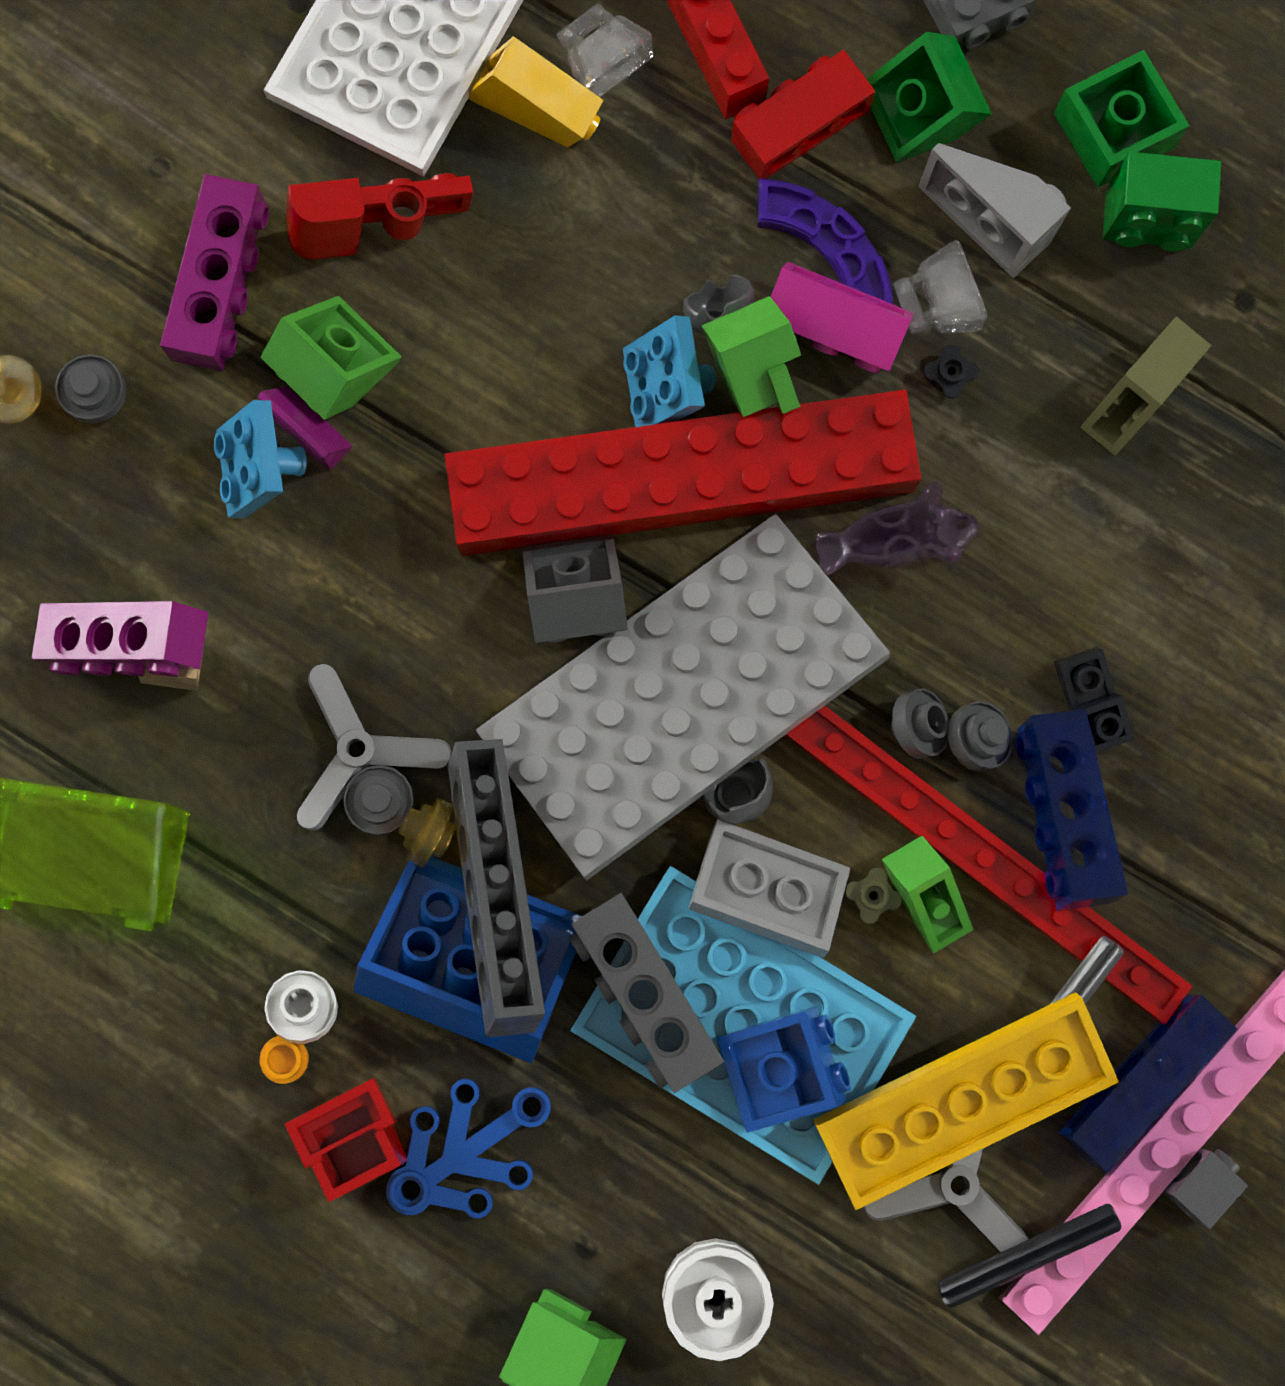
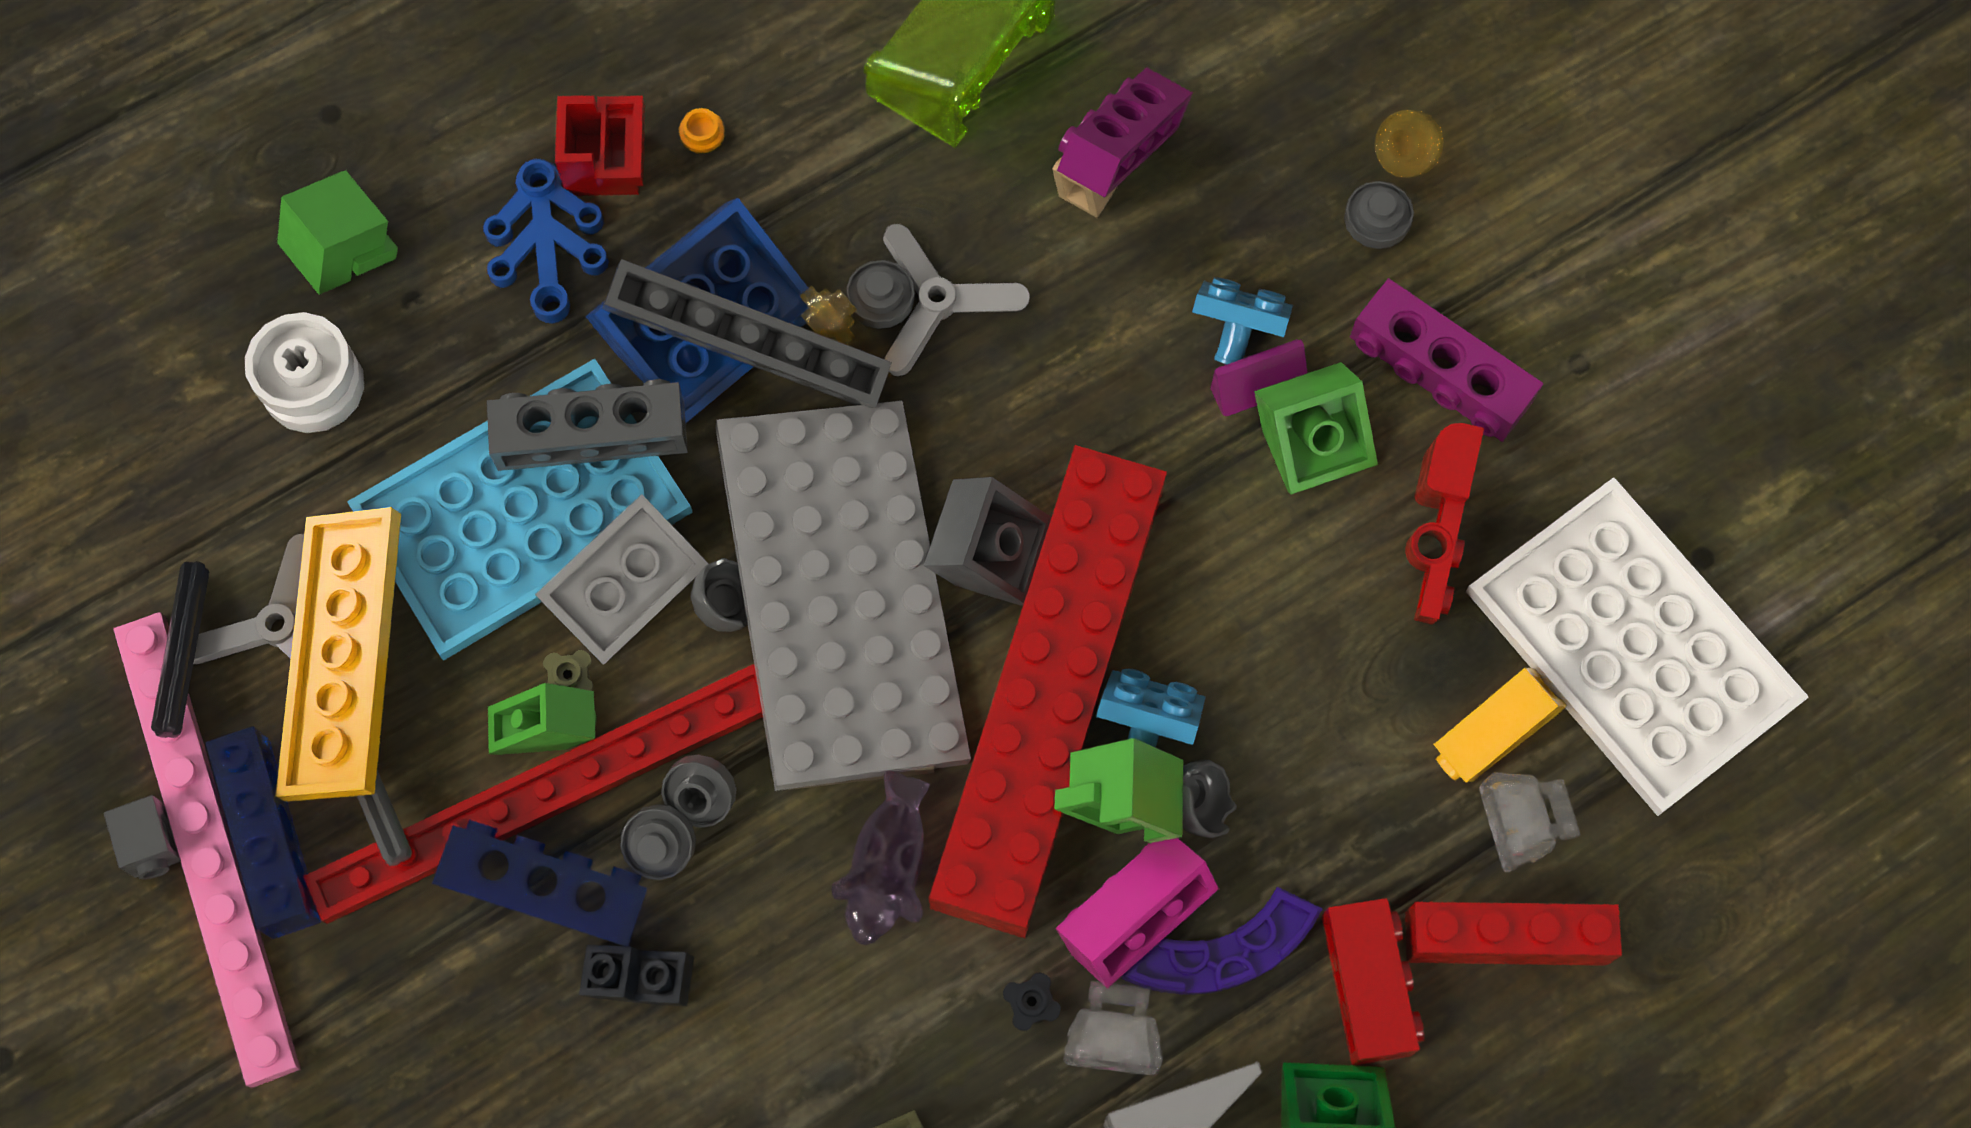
camera: 120 degrees right, 10 degrees down
(301, 1007) = (735, 156): white plate -> none
(784, 1069) = (456, 510): blue plate -> none

